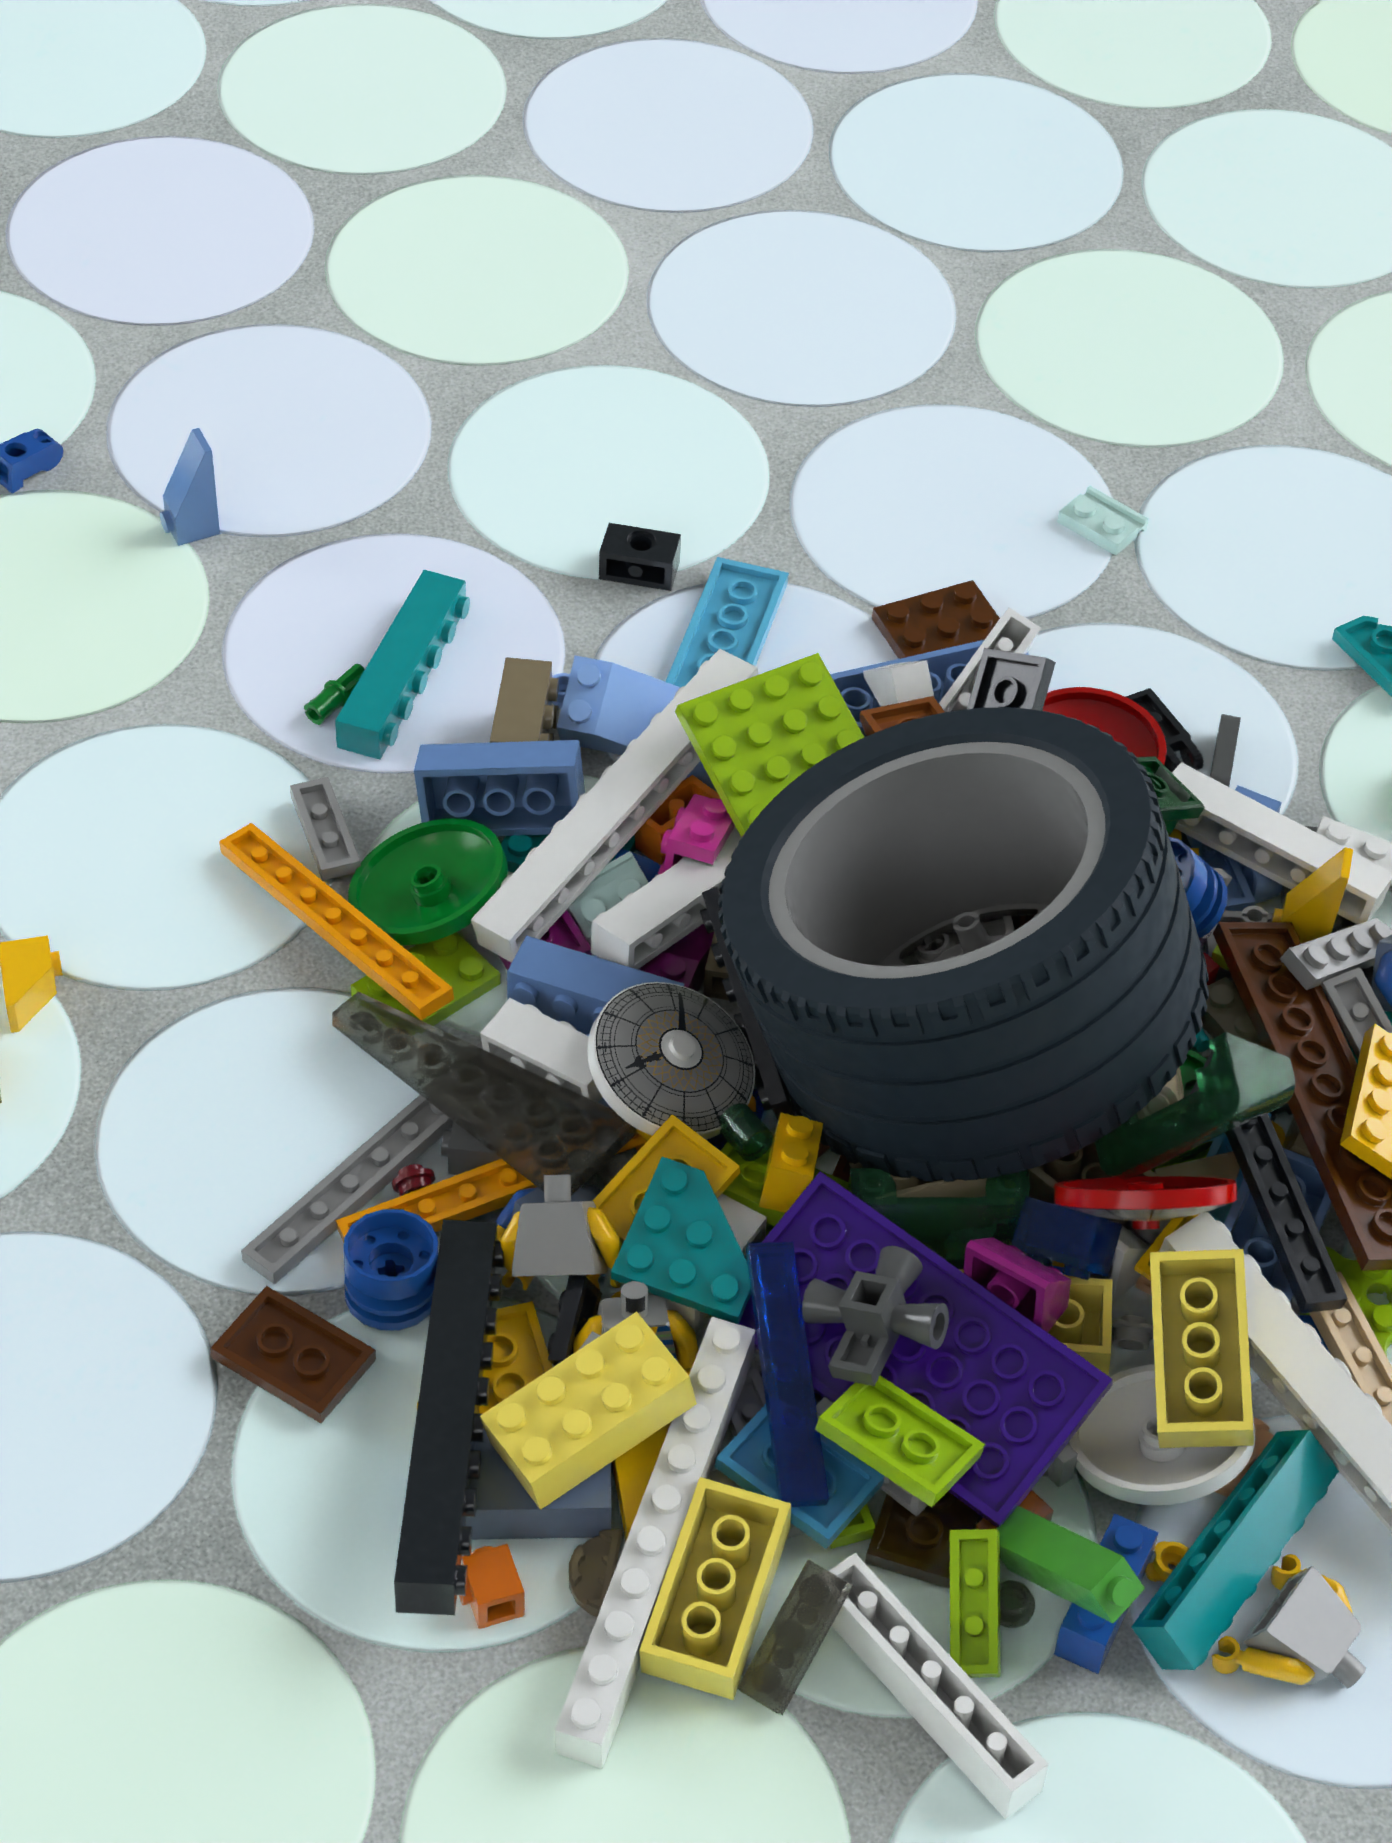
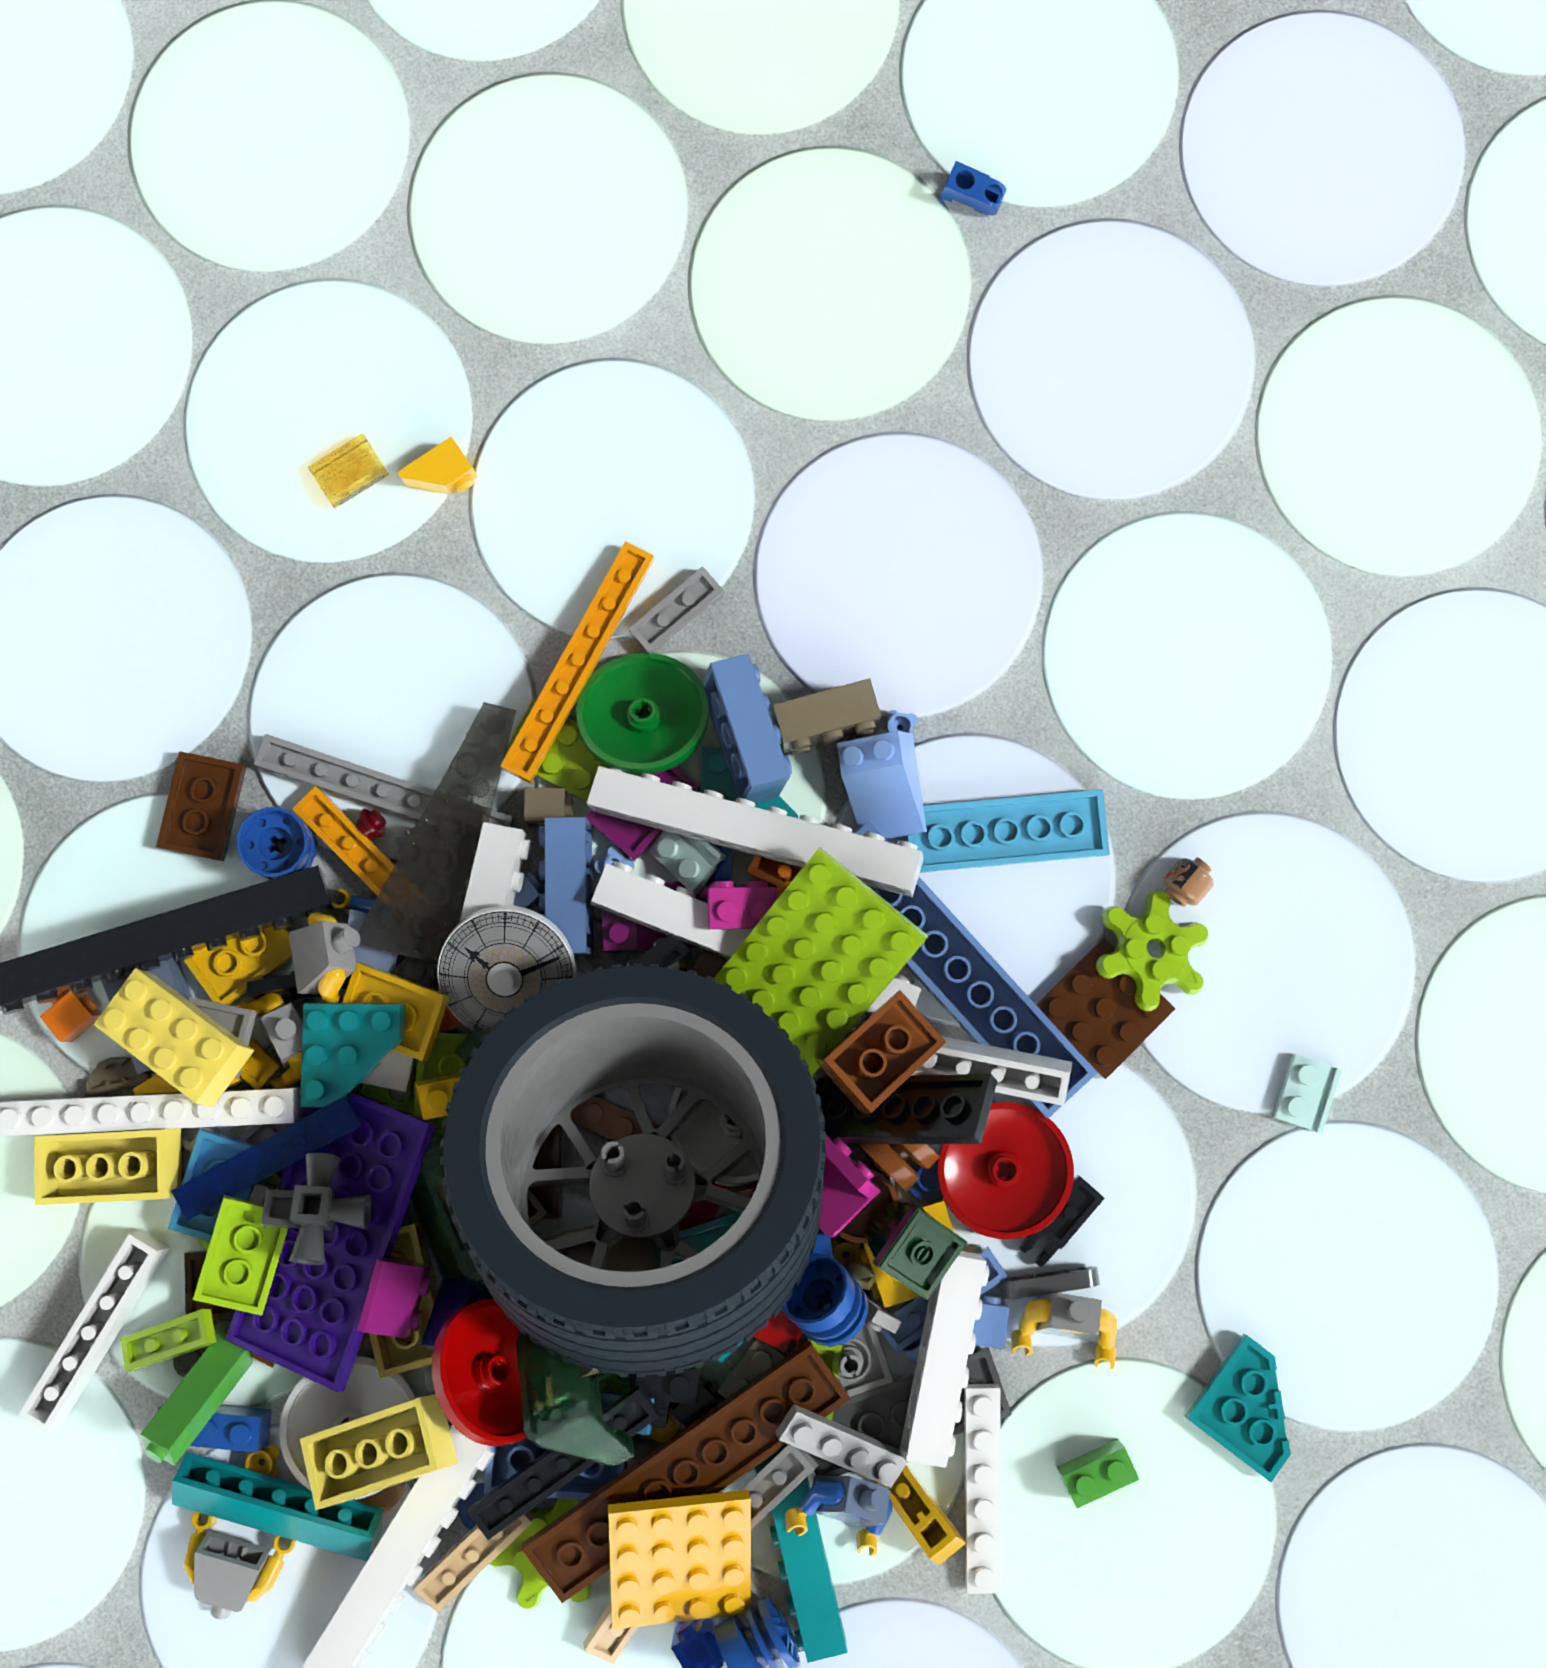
camera: 75 degrees right, 35 degrees up
(191, 494) = (968, 344): medium blue slope -> none
(333, 695) = (821, 554): green axle -> none
(402, 665) = (872, 590): teal brick -> none
(479, 1005) = (546, 803): none -> dark tan brick
(639, 556) = (1073, 744): black brick -> none
(795, 1637) = (92, 1231): clear smoke plate -> none
(846, 528) = (1188, 881): none -> medium nougat head
(899, 682) = (972, 1004): white slope -> none
(904, 574) = (1135, 961): none -> lime plate
(1268, 745) = (1071, 1318): none -> torso
(1316, 900) = (871, 1412): yellow slope -> none

